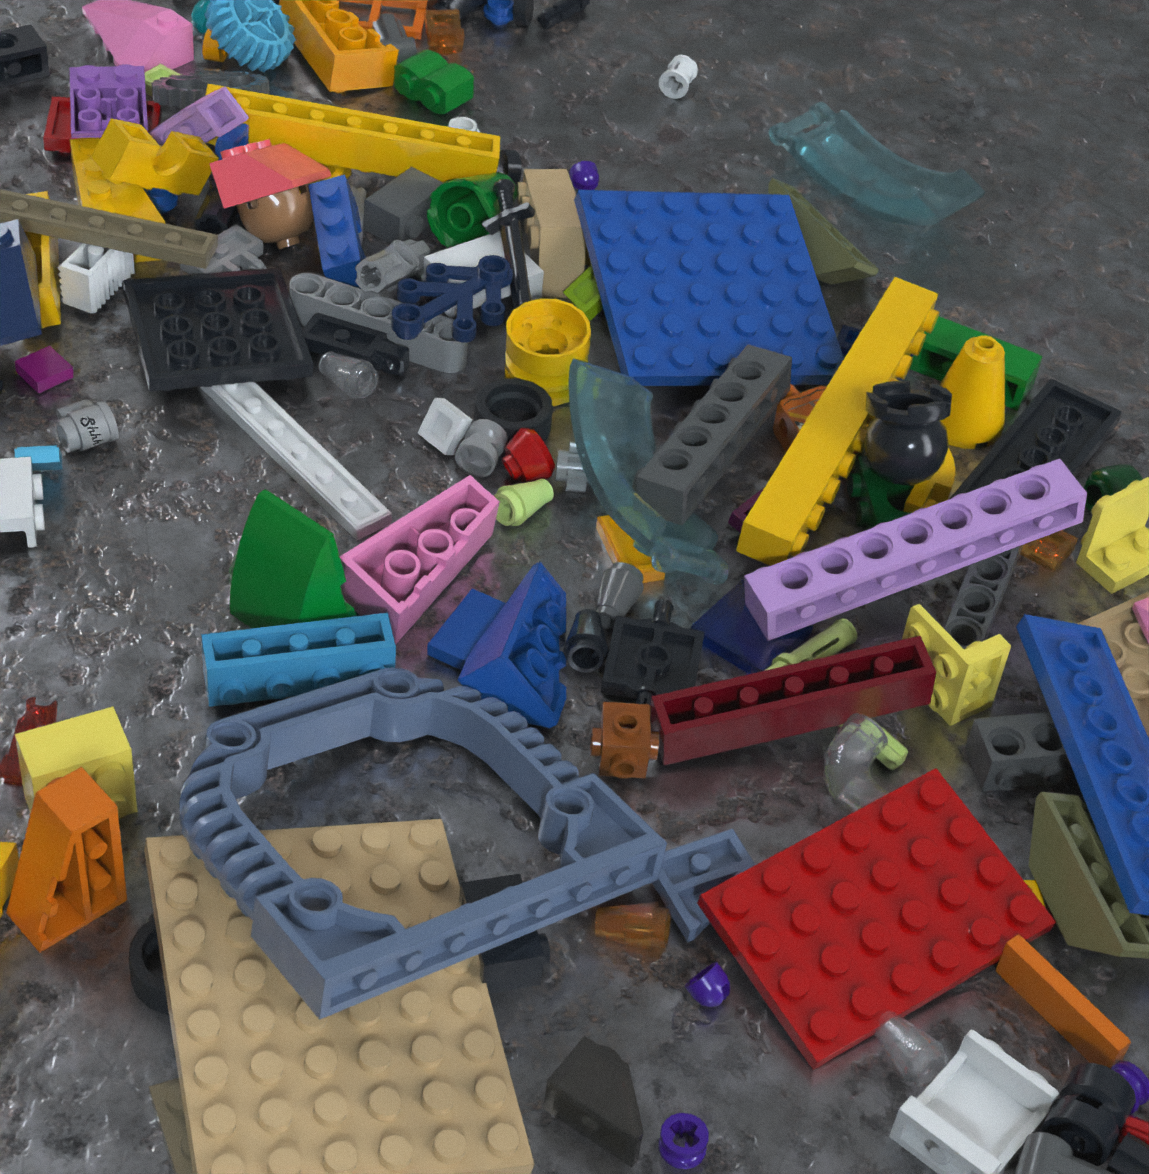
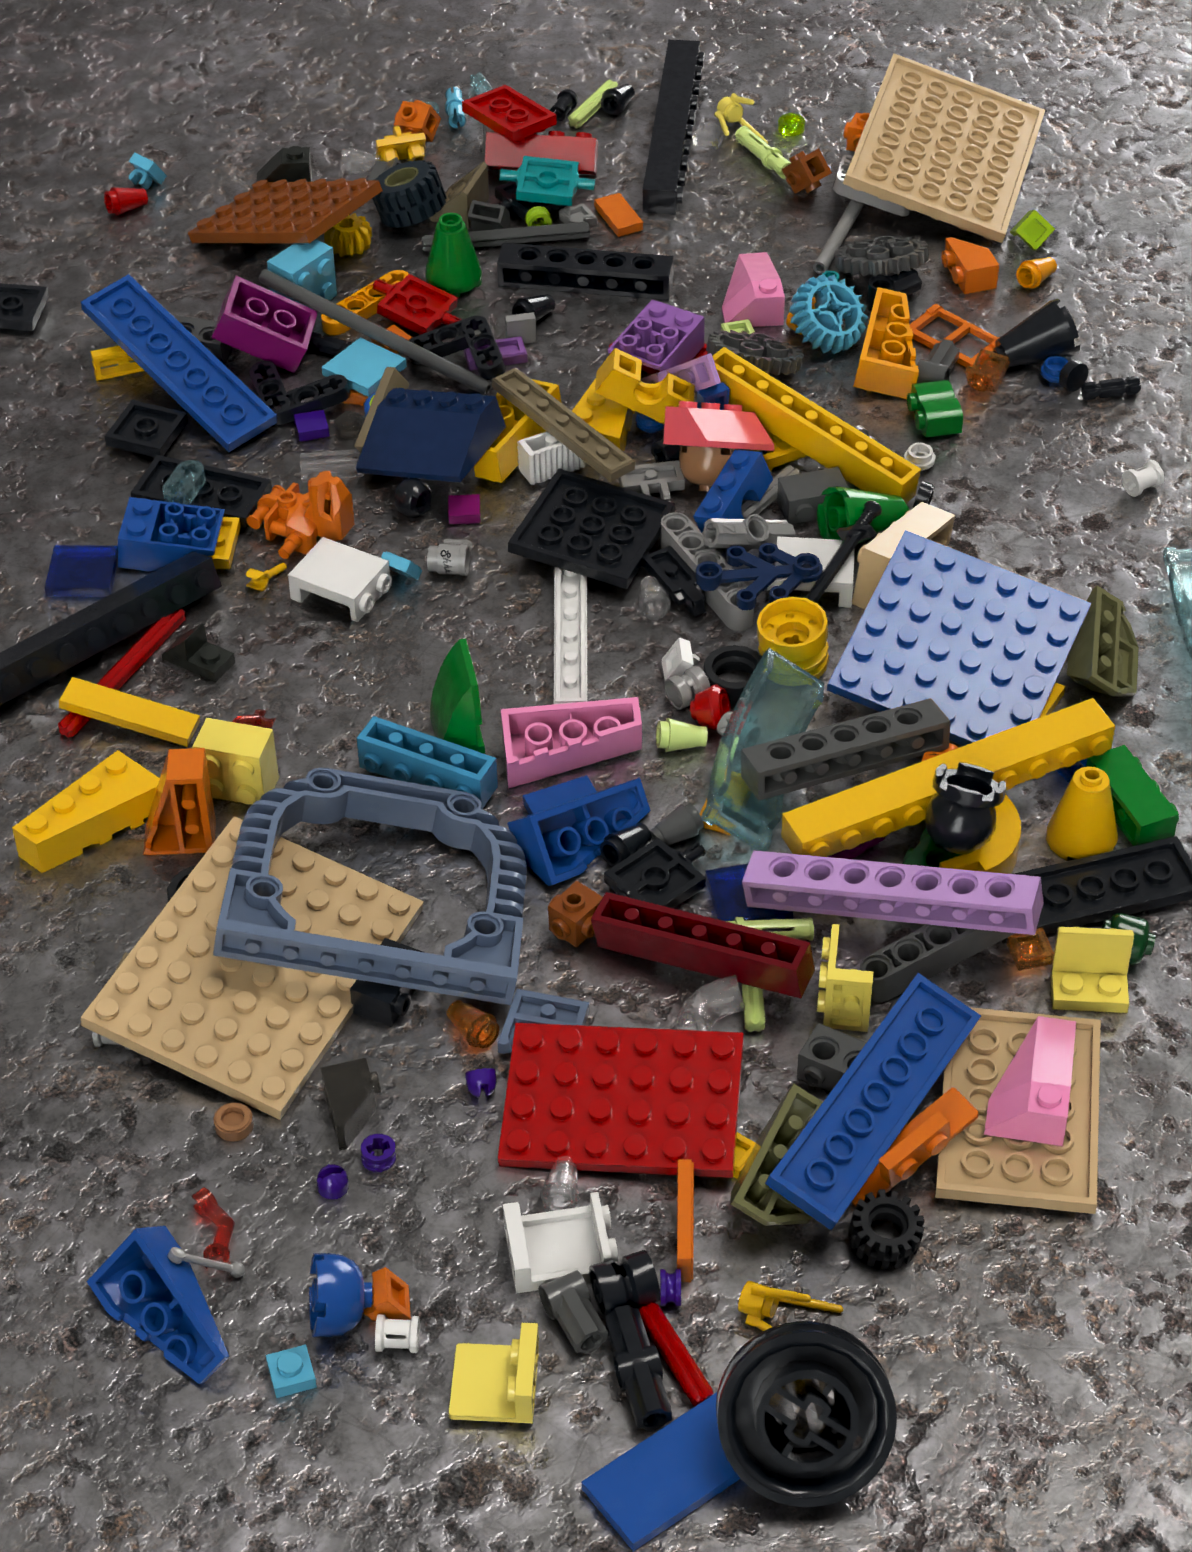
camera: 45 degrees right, 0 degrees up
(584, 175) = (978, 527): dark purple hinge -> none

